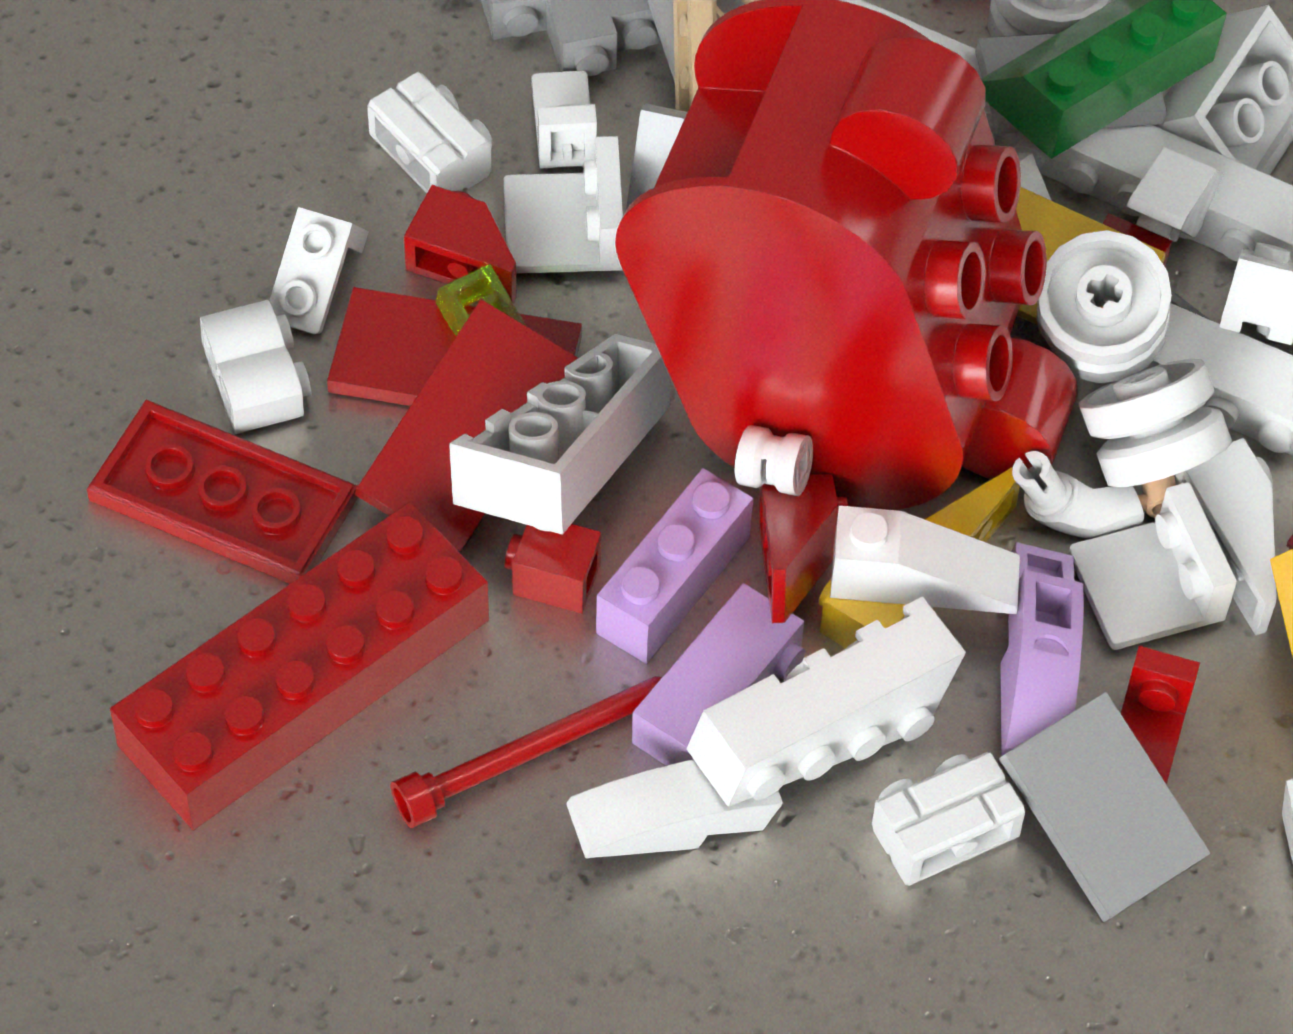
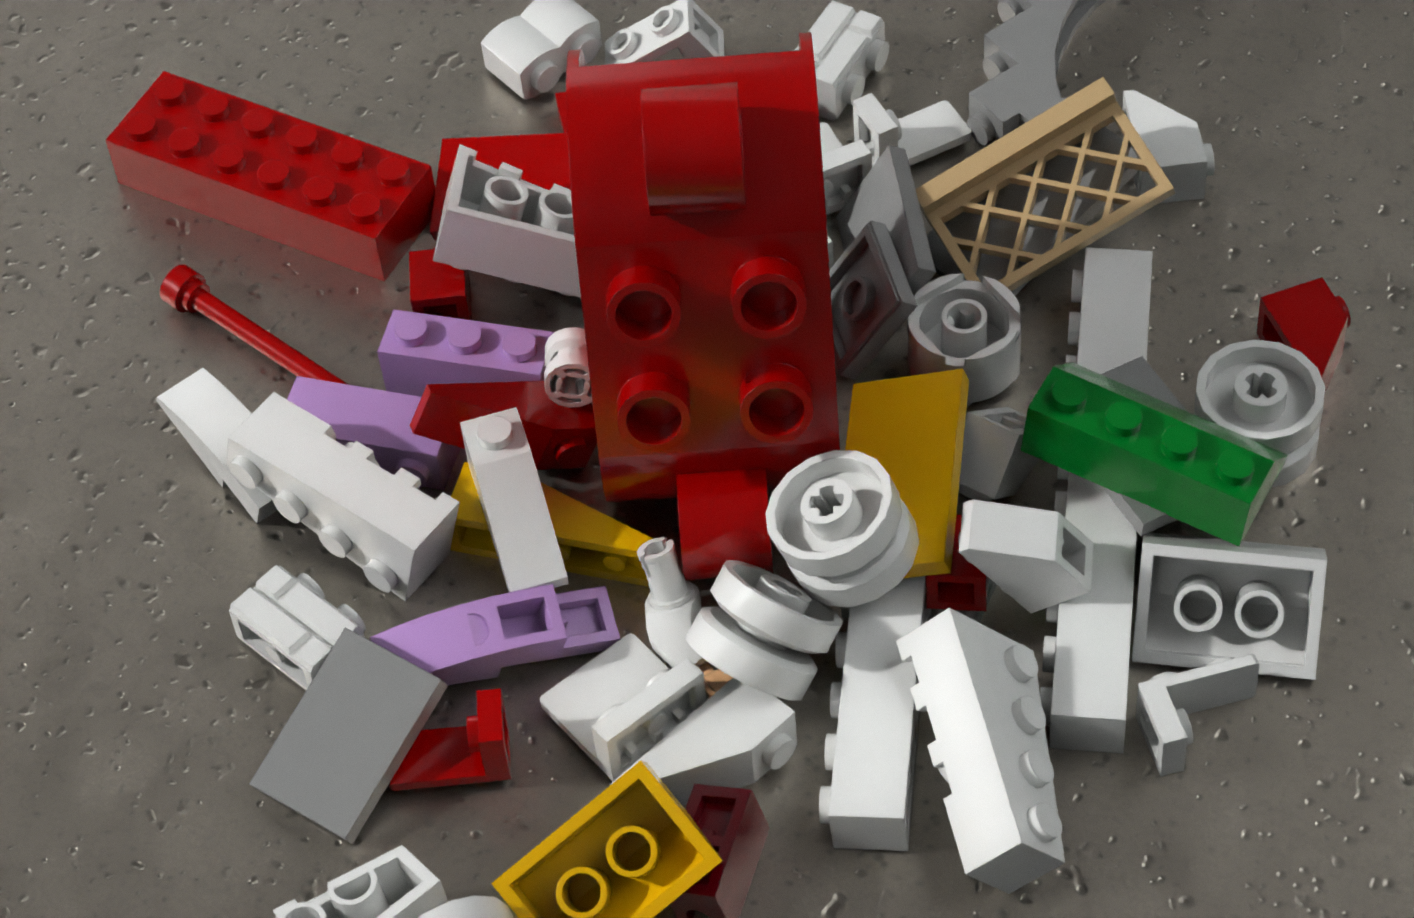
camera: 75 degrees right, 5 degrees down
(222, 493) = (424, 76): red tile -> none

